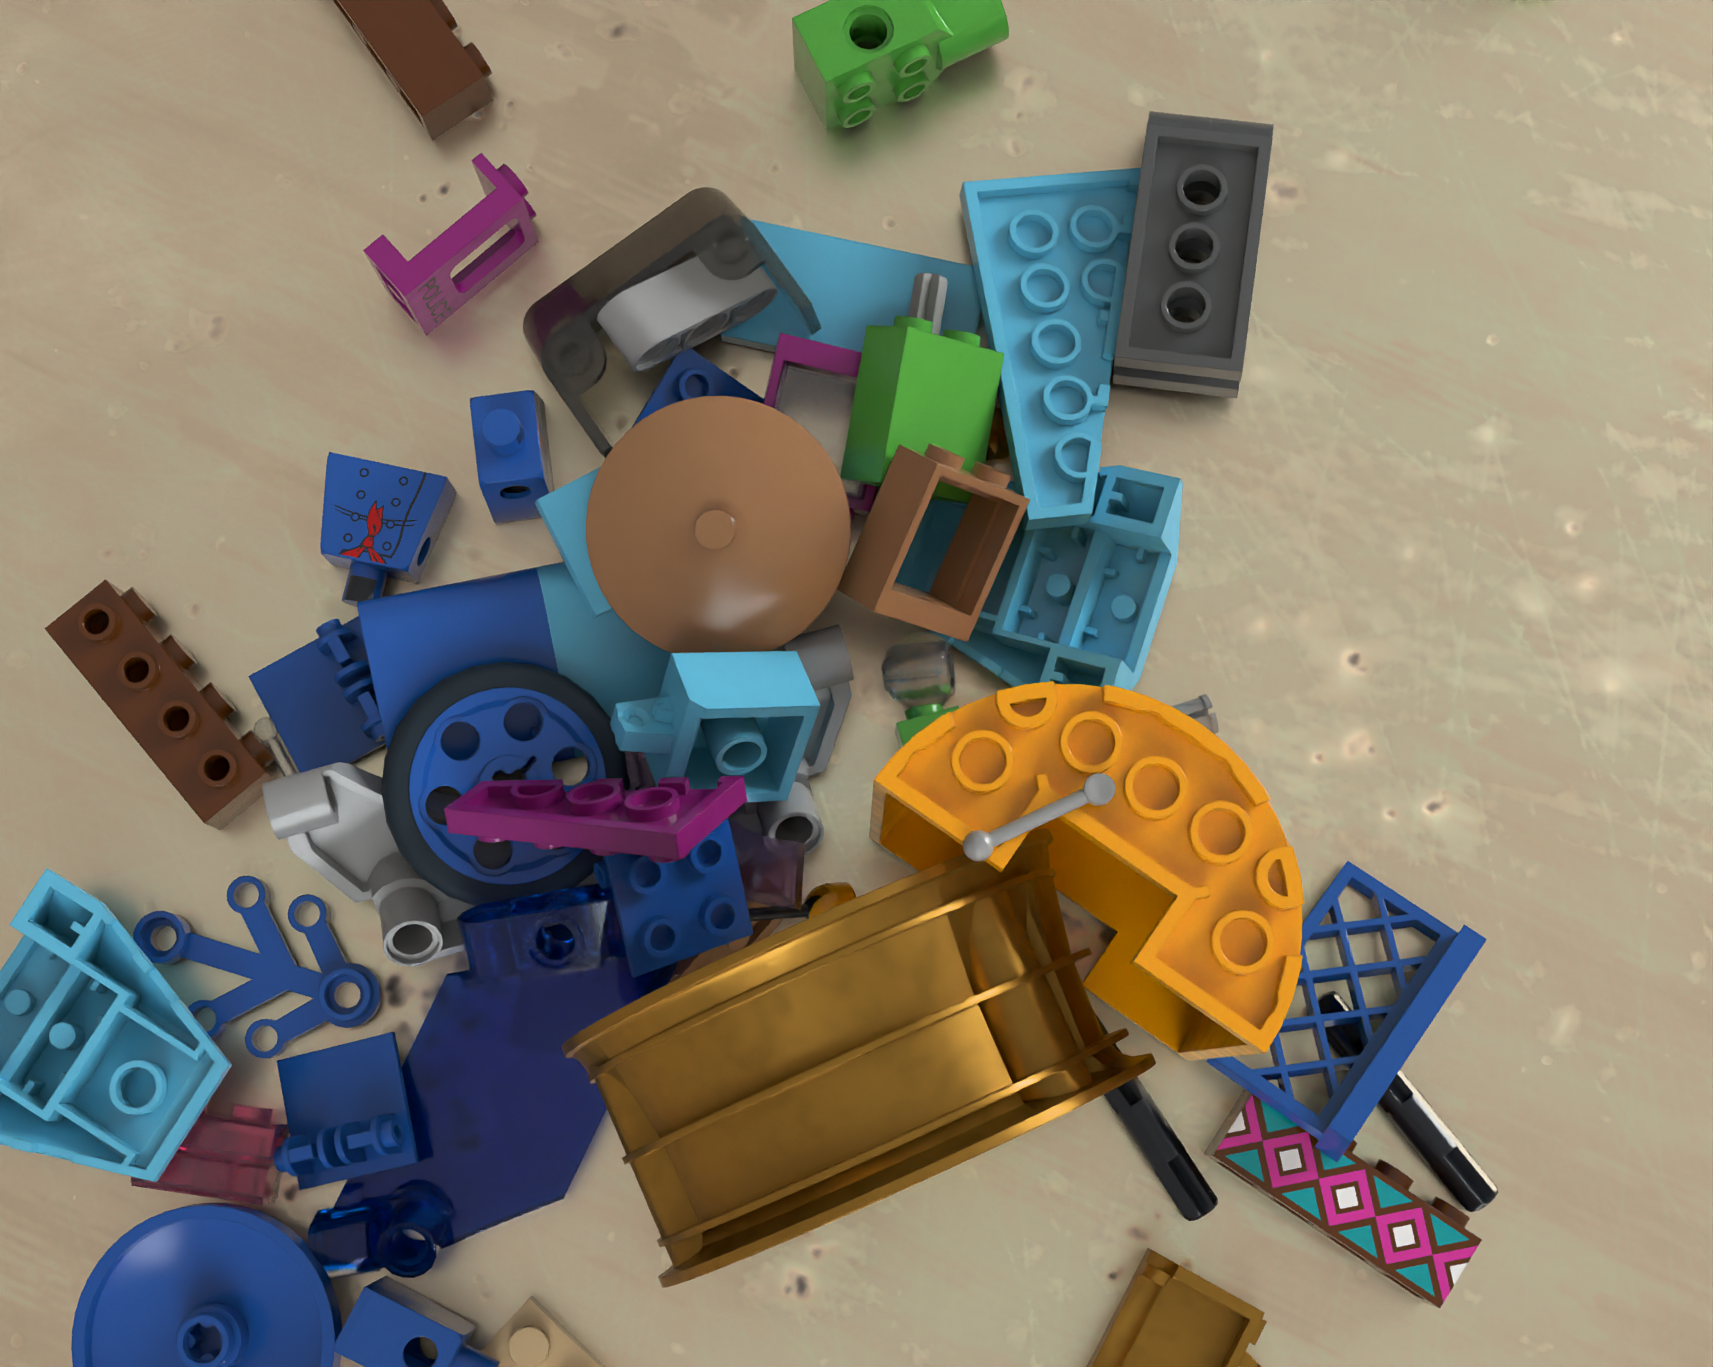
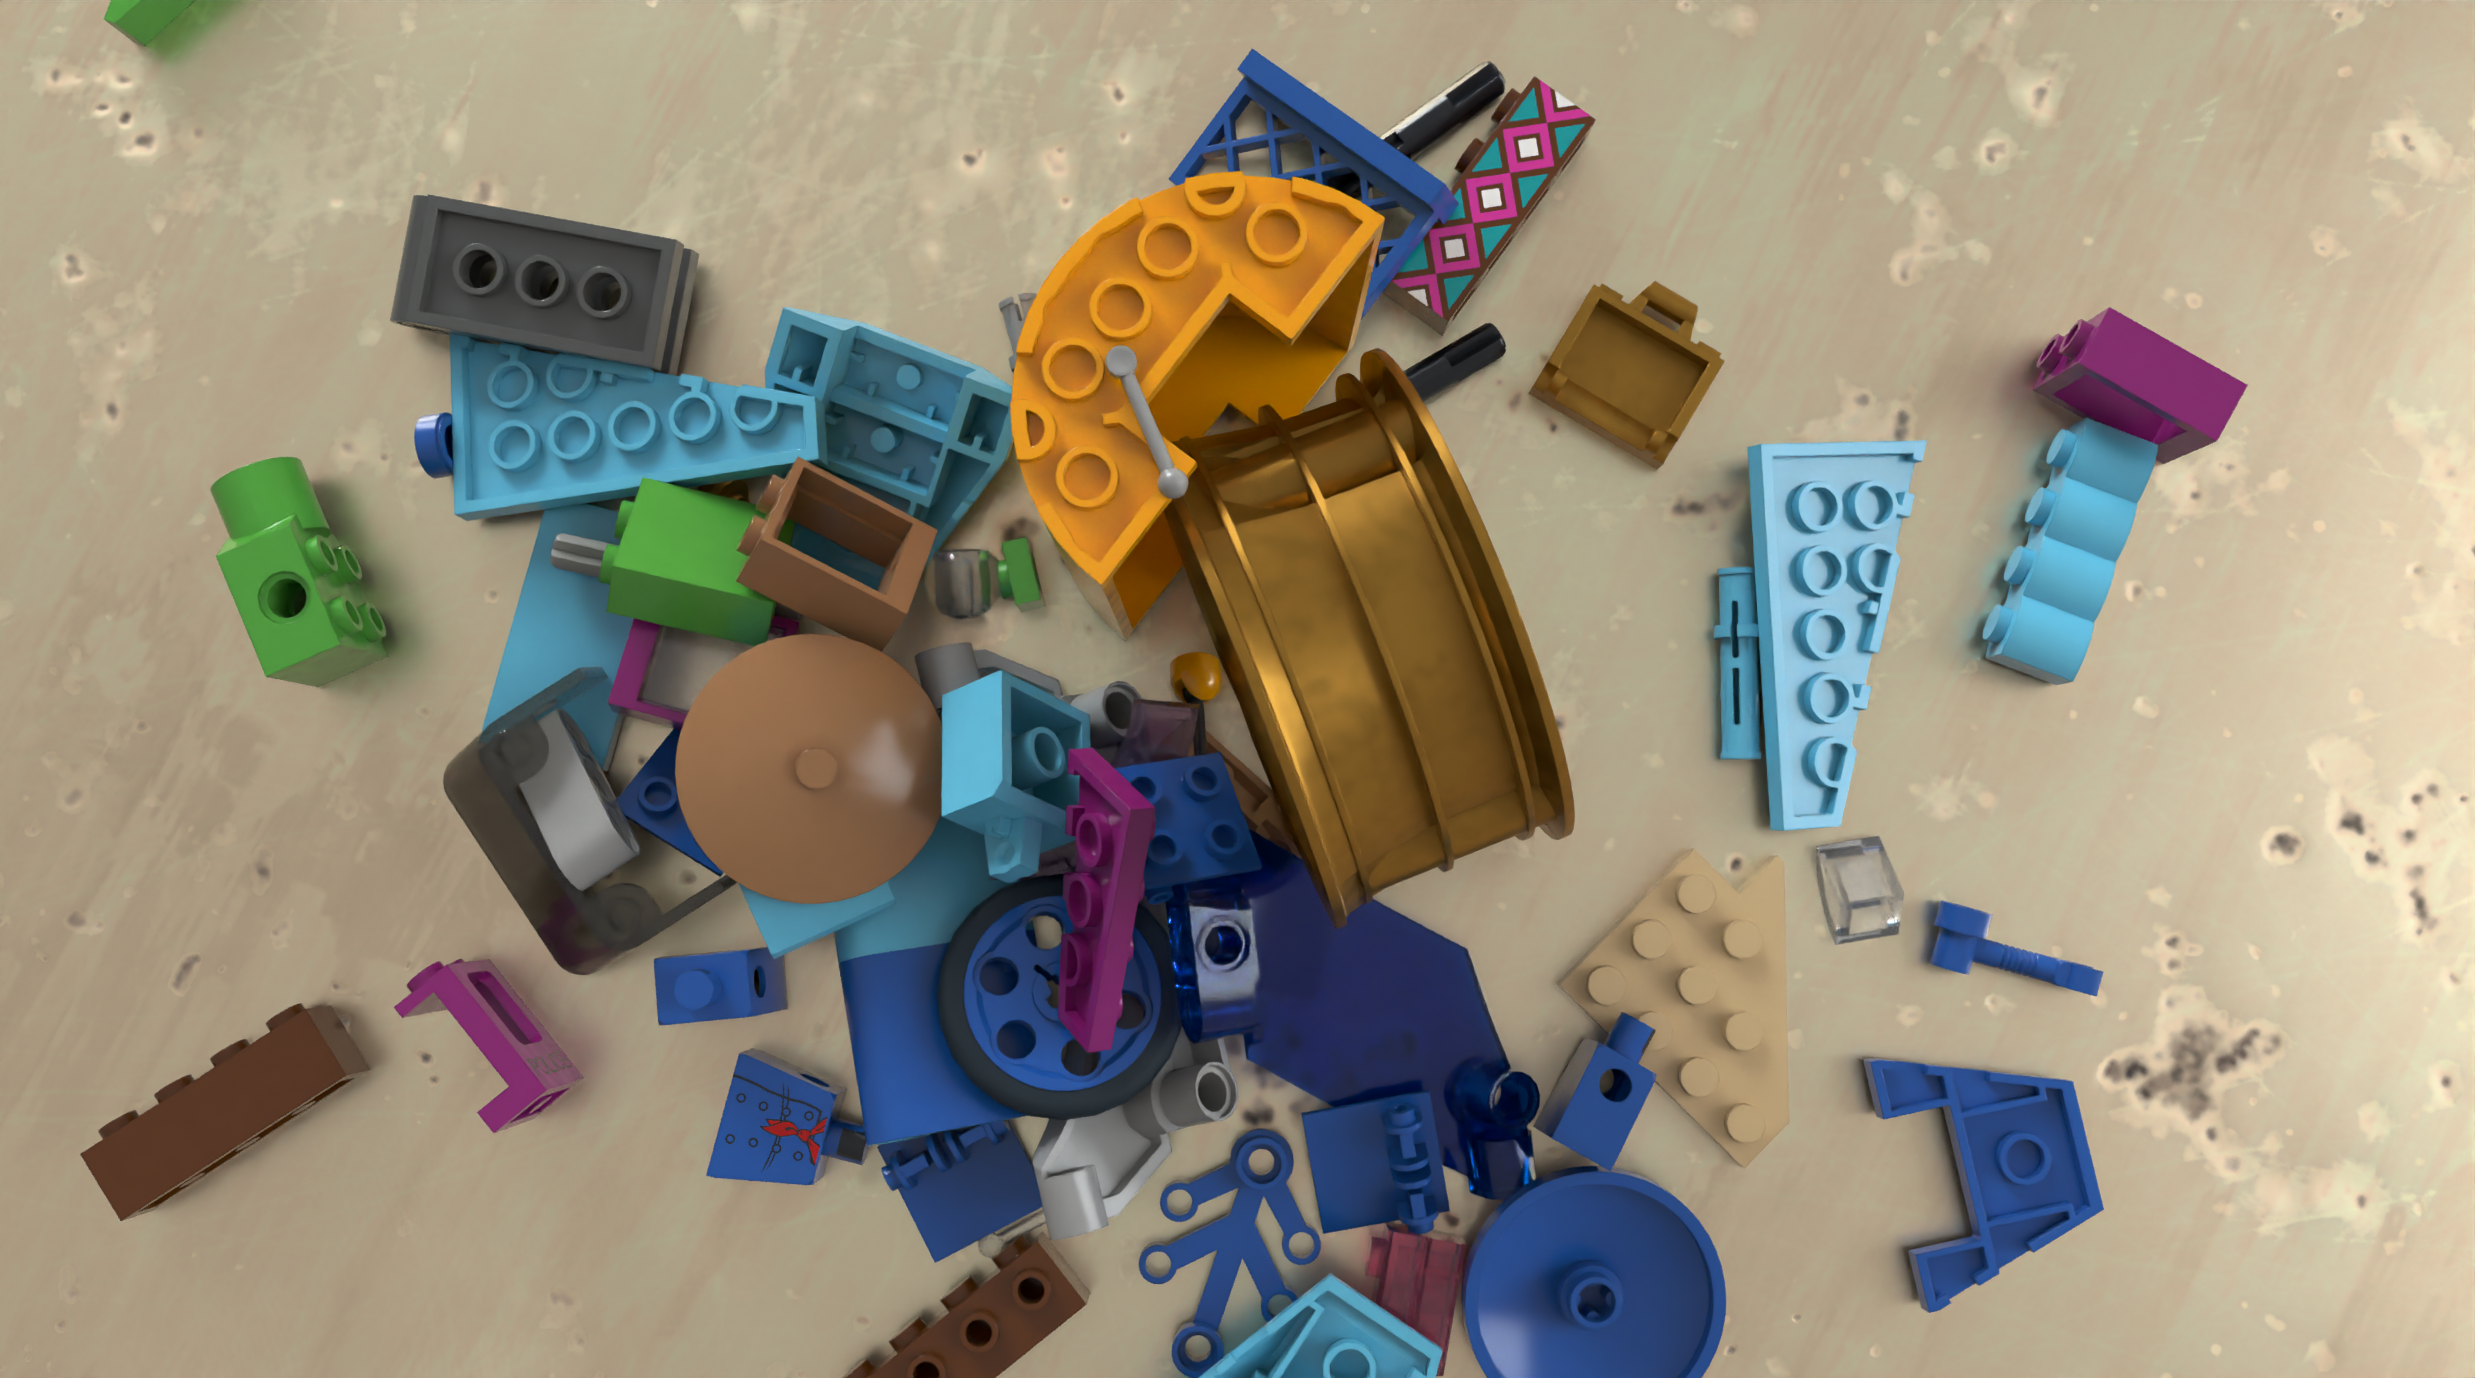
camera: 90 degrees left, 5 degrees up
(1031, 159) = (435, 444): none -> blue tile

